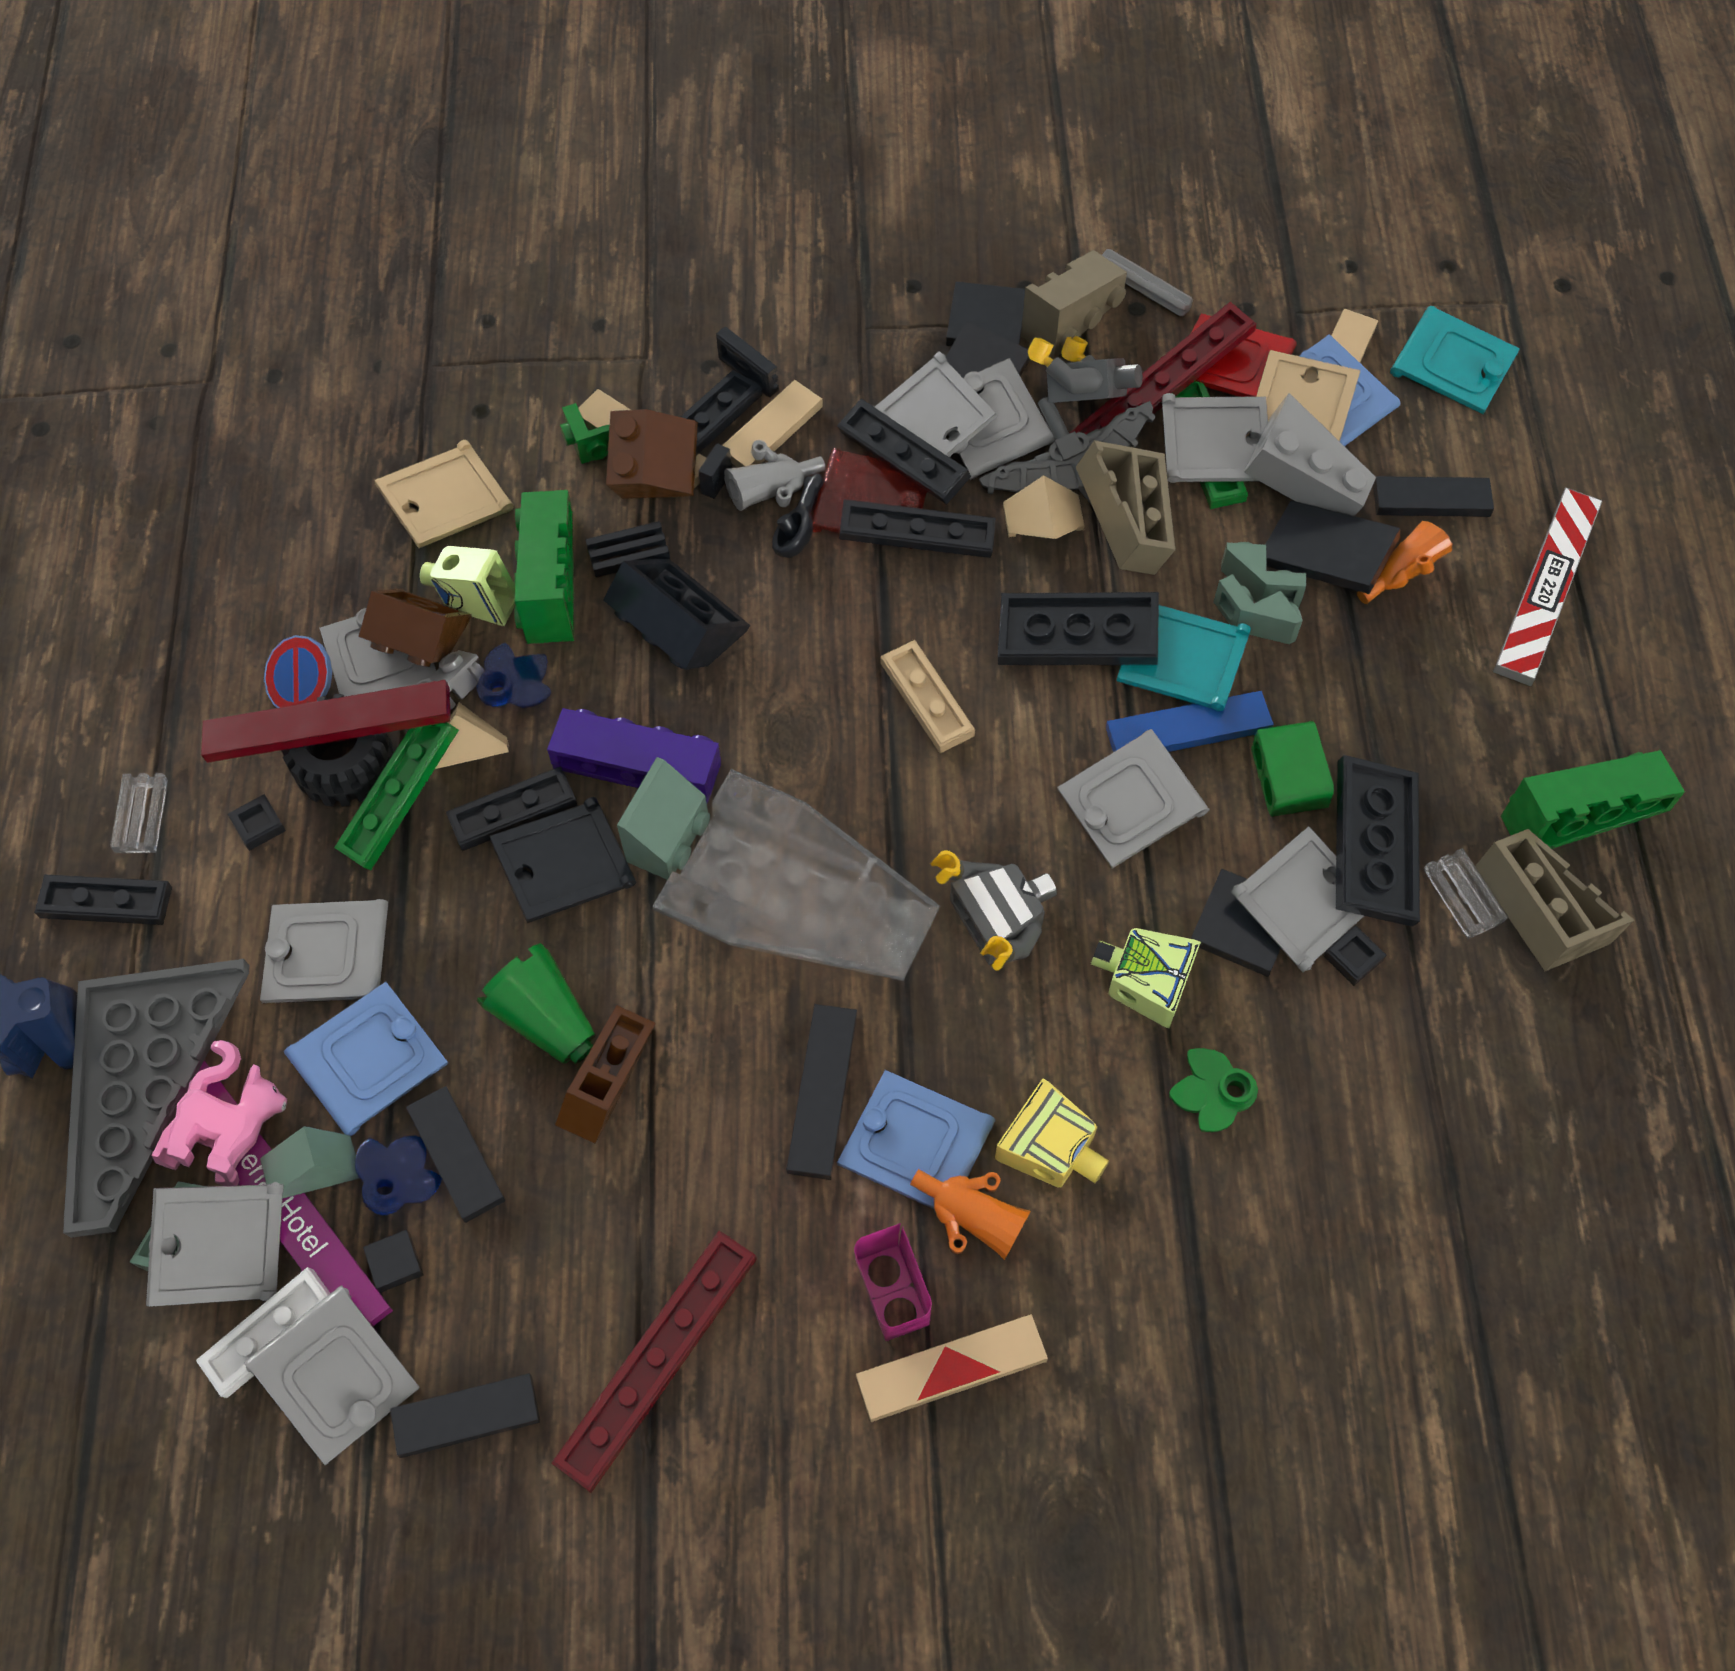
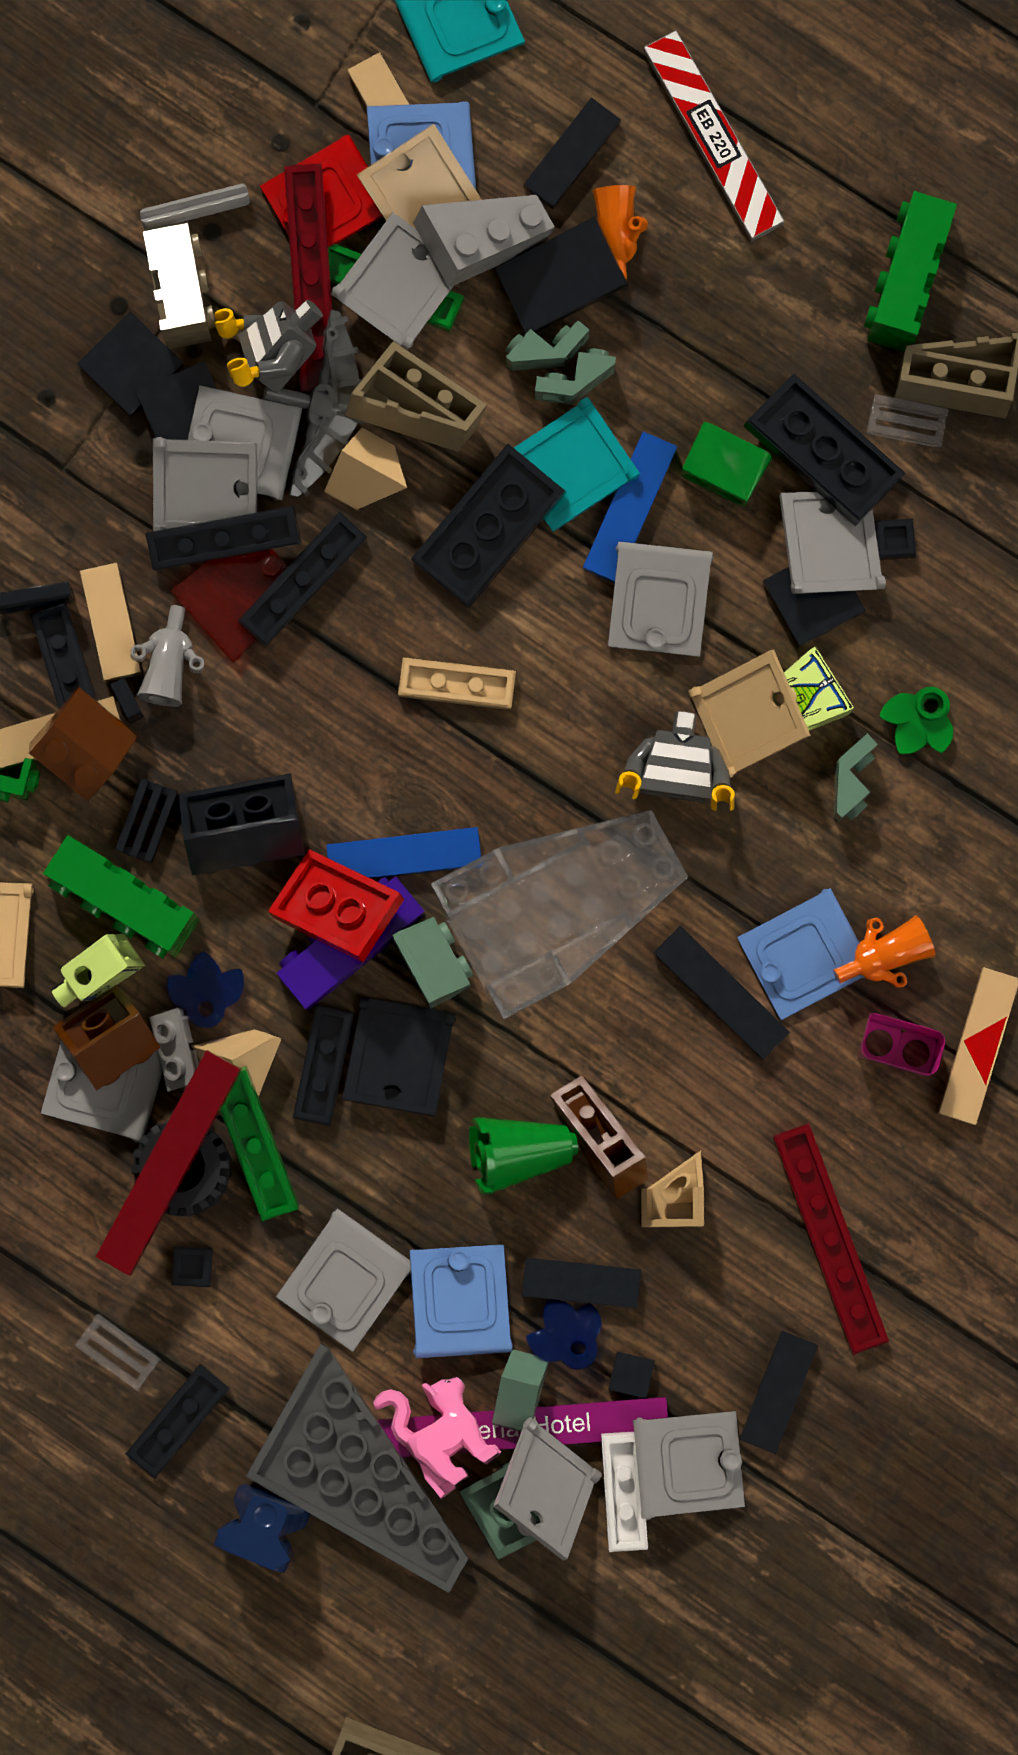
camera: 55 degrees left, 20 degrees up
(297, 672) = (84, 1157): piece -> none
(596, 1185) = (676, 1197): none -> tan slope
(655, 711) = (336, 905): none -> red plate
(743, 744) = (408, 853): none -> blue tile
(797, 527) = (229, 675): black piece -> none
(1051, 1139) = (876, 861): light yellow torso -> none
(1087, 931) = (743, 716): none -> tan container
(1092, 1071) = (848, 789): none -> sand green slope

